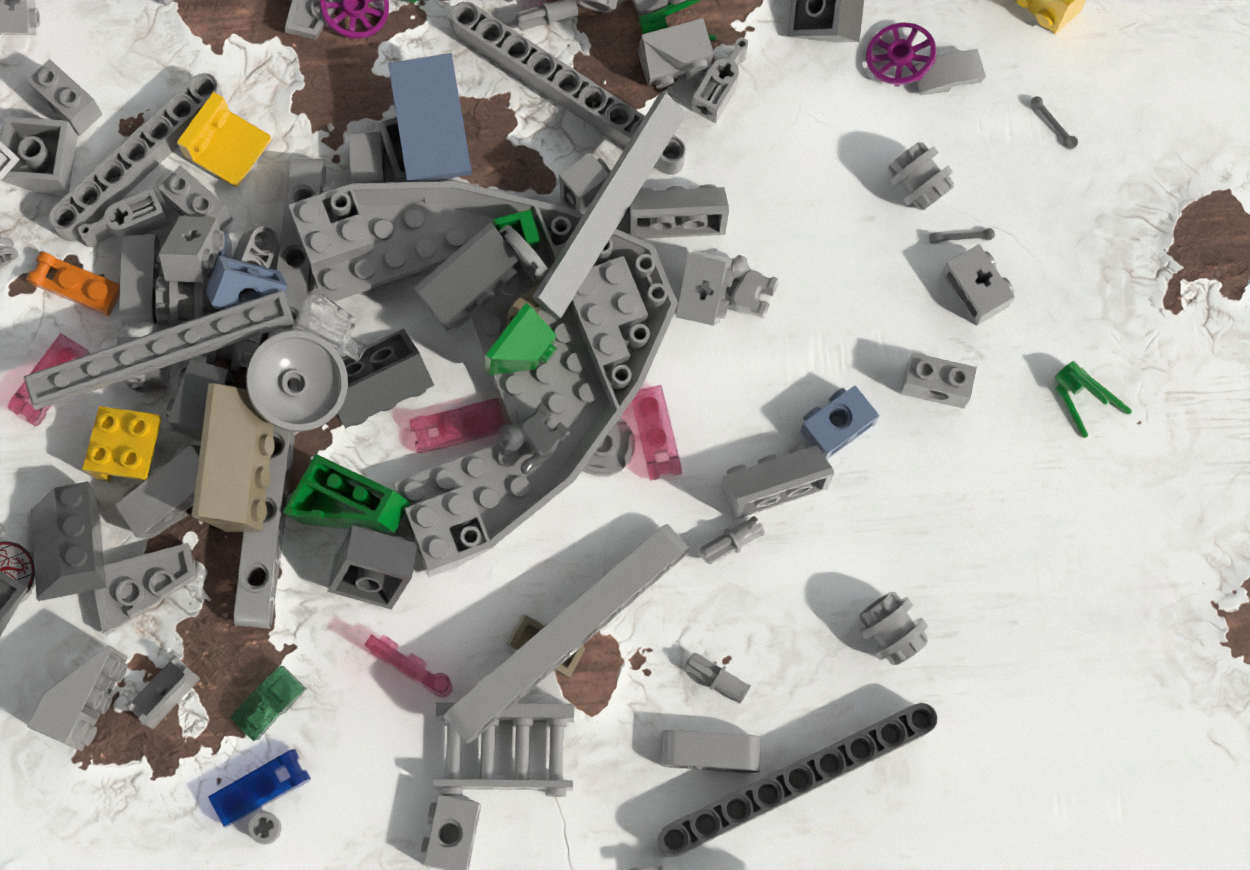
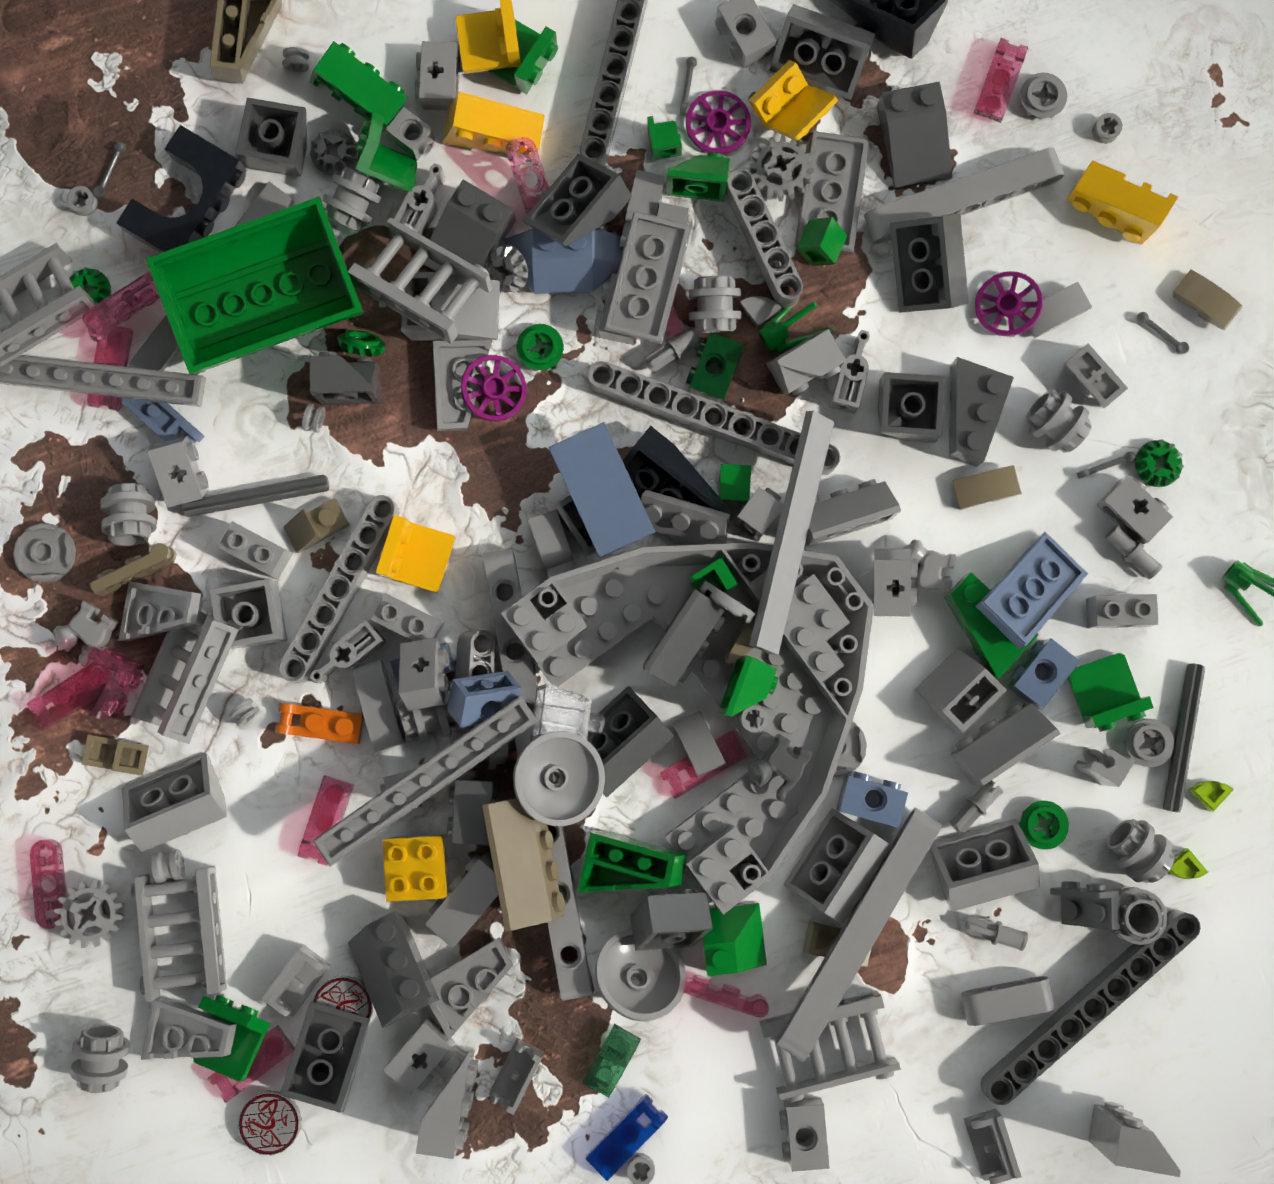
camera: 10 degrees left, 10 degrees up
(49, 646) = (405, 1068): none -> light grey brick
(82, 48) = (256, 495): none -> dark grey axle
(134, 92) = (316, 525): none -> dark tan slope
(344, 620) = (659, 975): none -> light grey dish
(435, 611) = (734, 941): none -> green slope
(458, 402) = (699, 743): none -> light grey slope
(505, 137) = (662, 468): none -> black wedge
(506, 173) = (685, 521): none -> light grey wing
(530, 384) = (745, 724): none -> light grey bush
(567, 561) = (837, 866): none -> light grey slope
(569, 149) = (735, 483): none -> green panel
(588, 24) = (717, 350): none -> dark green brick
(633, 521) = (887, 811): none -> sand blue brick
(655, 432) = (883, 725): clear pink plate -> none
(724, 603) = (985, 865): none -> light grey slope
(747, 417) = (960, 690): none -> light grey slope
(772, 123) = (911, 406): none -> dark grey slope
(796, 358) = (988, 642): none -> green wedge
(808, 566) = (1057, 828): none -> green gear
(821, 666) = (1089, 905): none -> dark grey bracket
(831, 223) = (987, 487): none -> dark tan slope
(839, 145) = (976, 407): none -> dark grey wedge
(847, 332) = (1032, 590): none -> sand blue tile
(874, 533) = (1108, 769): none -> light grey hinge
(884, 678) = (1152, 919): none -> light grey piece
(902, 459) = (1107, 692): none -> green bracket
(941, 663) = (1187, 866): none -> lime tile
(942, 511) = (1162, 747): none -> light grey gear
(967, 326) = (1133, 552): none -> light grey pin
(971, 142) = (1096, 375): none -> light grey hinge
(972, 529) = (1184, 738): none -> dark grey axle
(987, 593) = (1211, 793): none -> lime tile
(1017, 260) = (1145, 463): none -> green gear
(1109, 100) = (1208, 298): none -> dark tan slope

